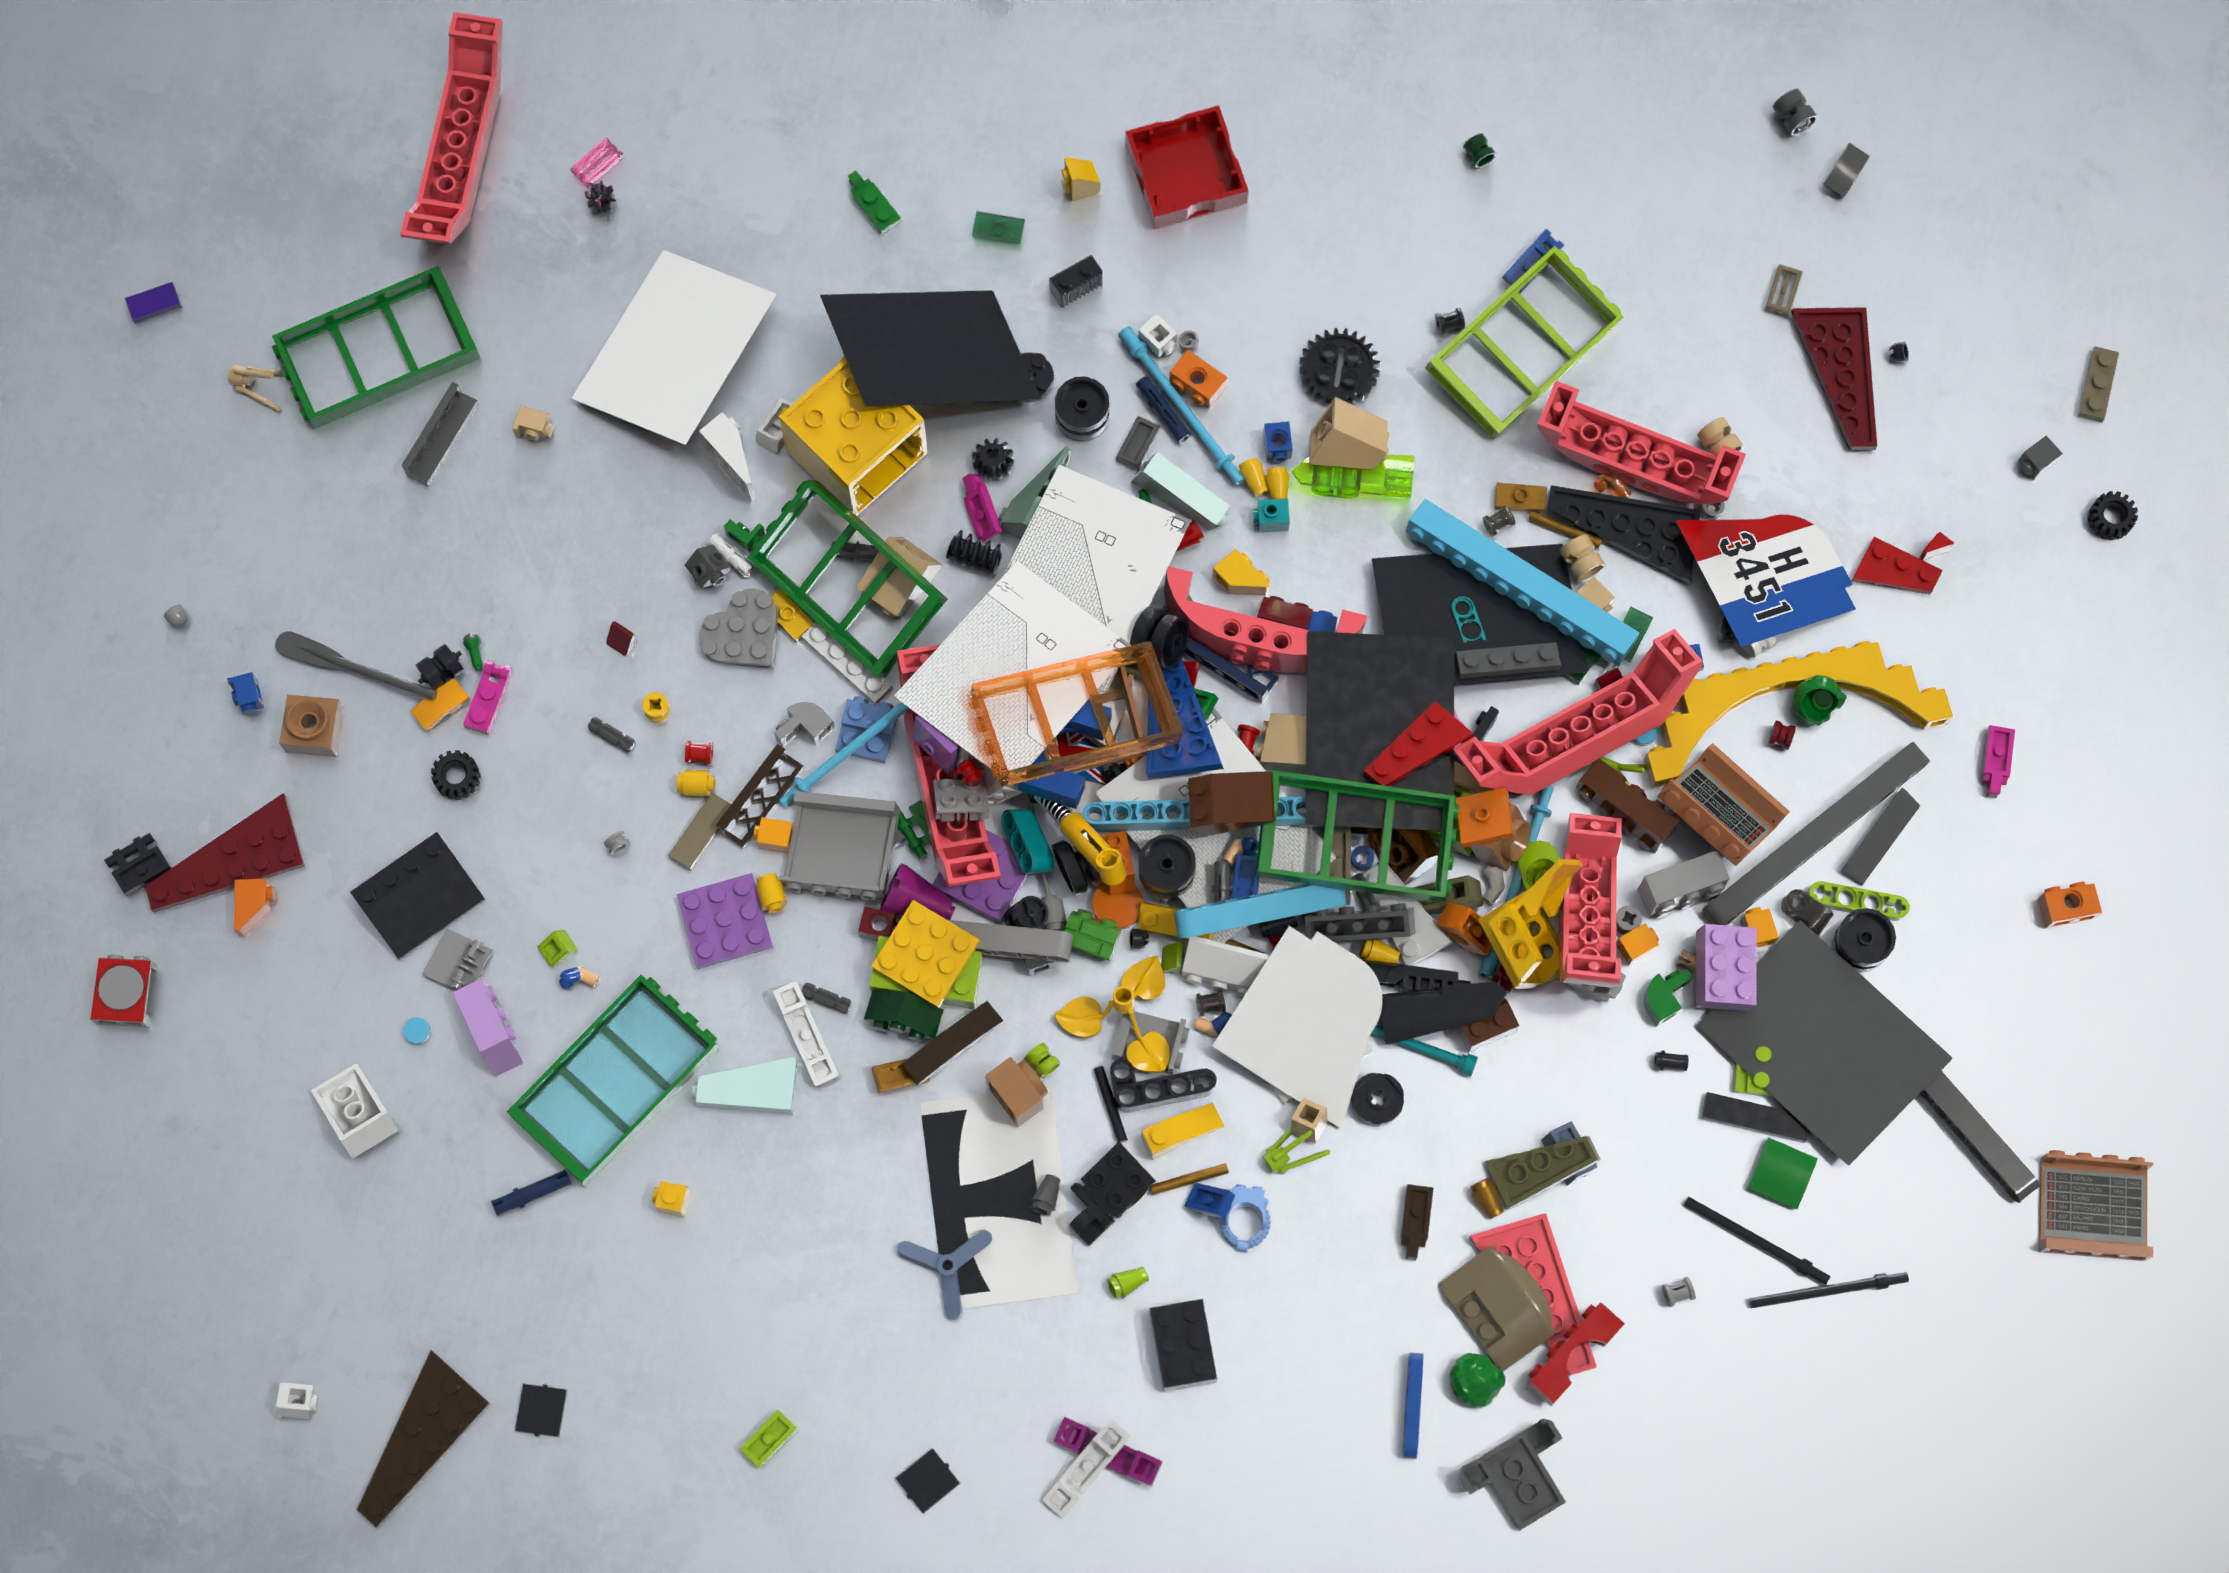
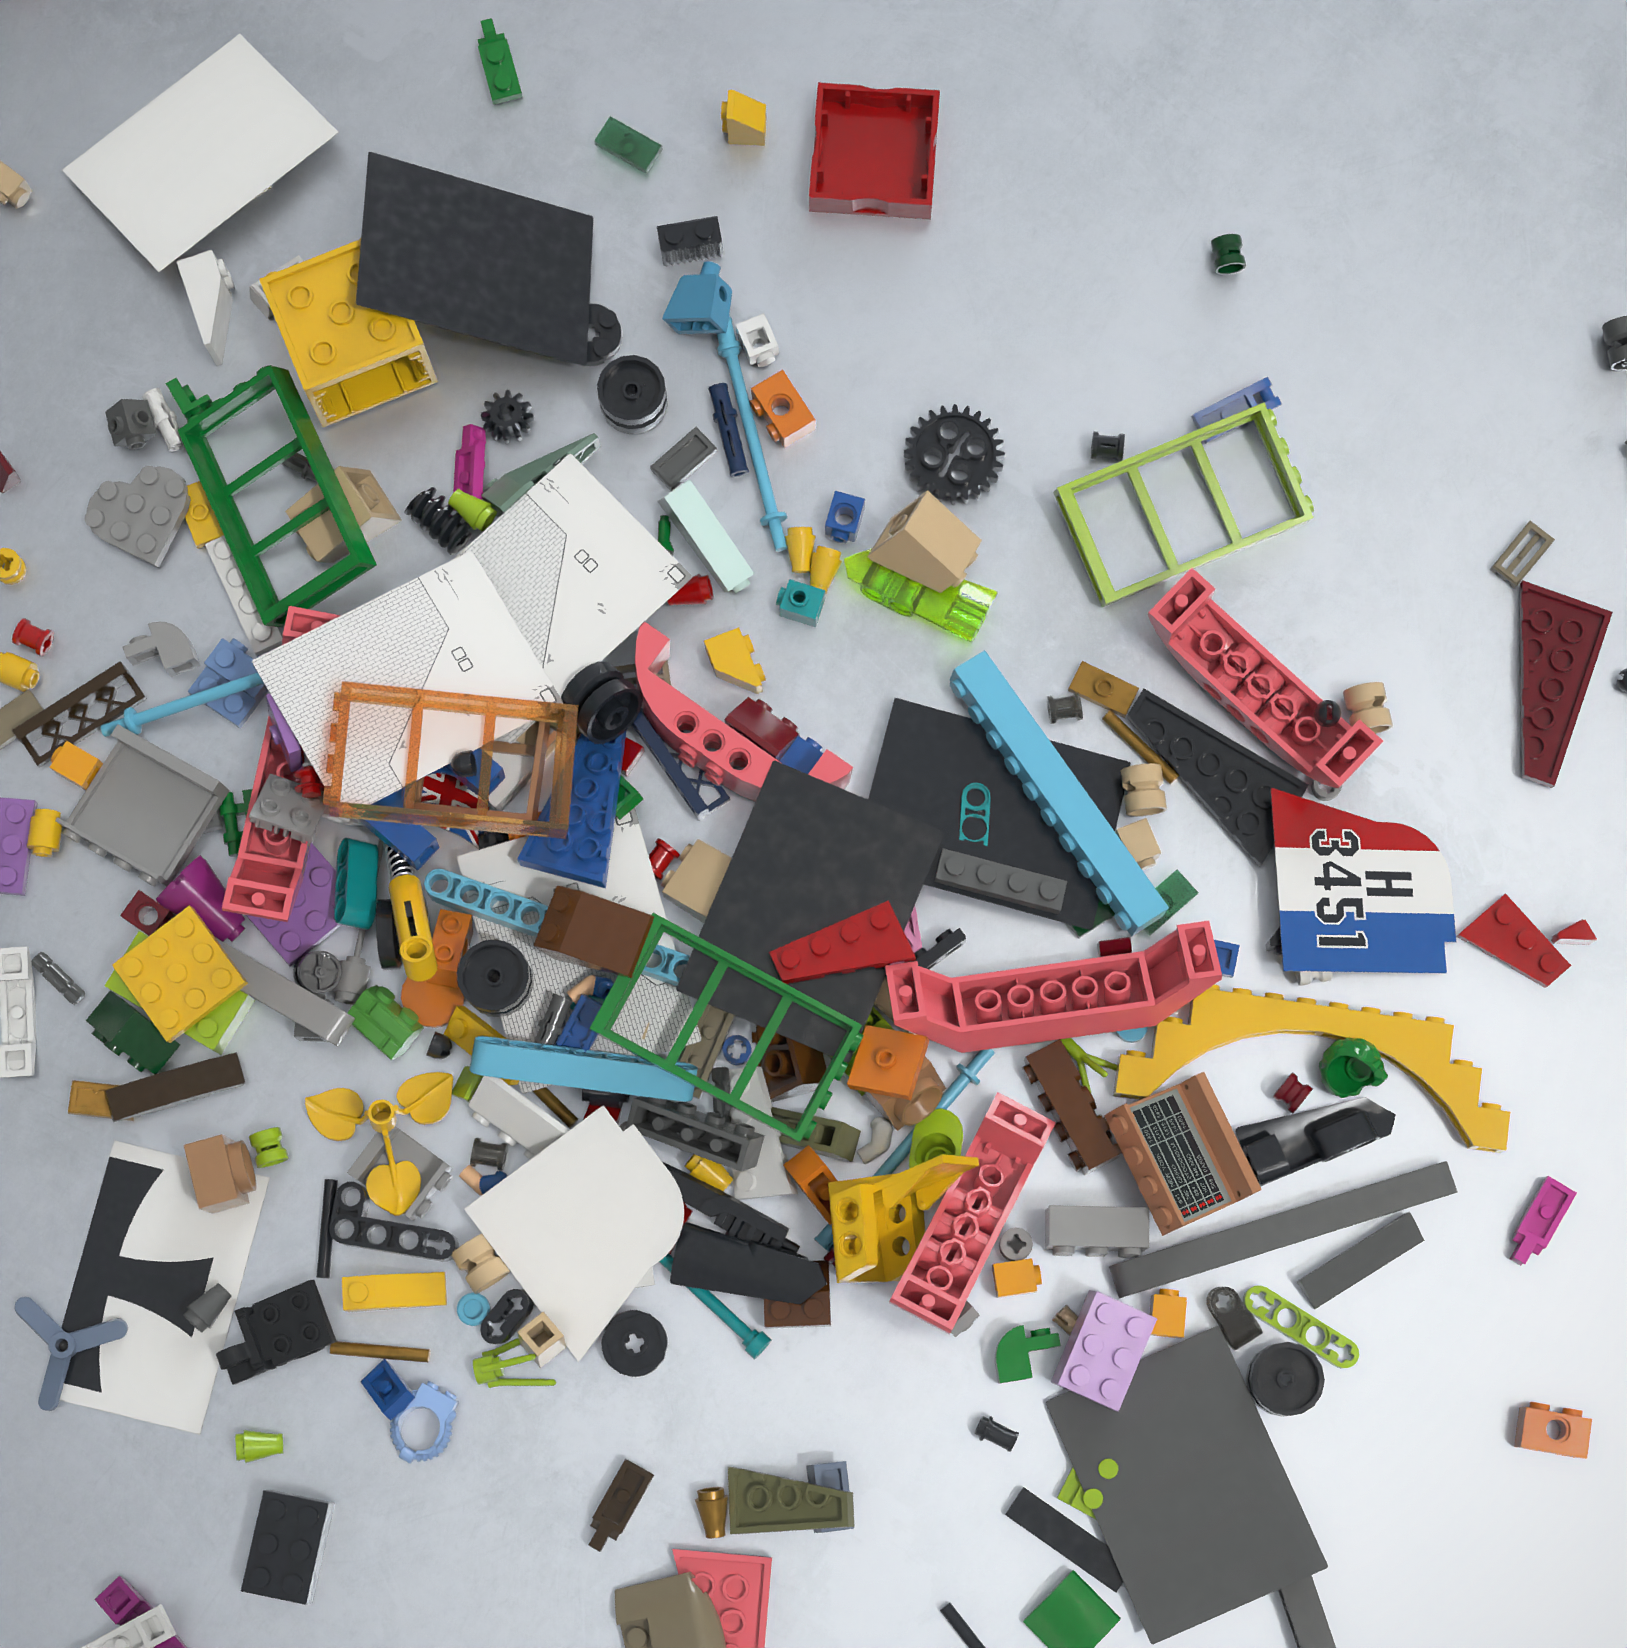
camera: 25 degrees right, 5 degrees up
(1000, 534) = (473, 510): none -> lime cone
(1082, 715) = (464, 764): none -> black hinge
(1104, 323) = (700, 303): none -> dark azure torso
(1185, 340) = (789, 359): light grey hinge -> none
(1239, 1083) = (480, 1263): none -> tan wheel
(1246, 1121) = (473, 1309): none -> medium azure tile
(1268, 1113) = (501, 1311): none -> black beam
(1612, 482) = (1218, 711): clear orange arm -> none
(1691, 454) = (1321, 713): none -> black hinge
(1809, 761) = (1312, 1136): none -> black panel

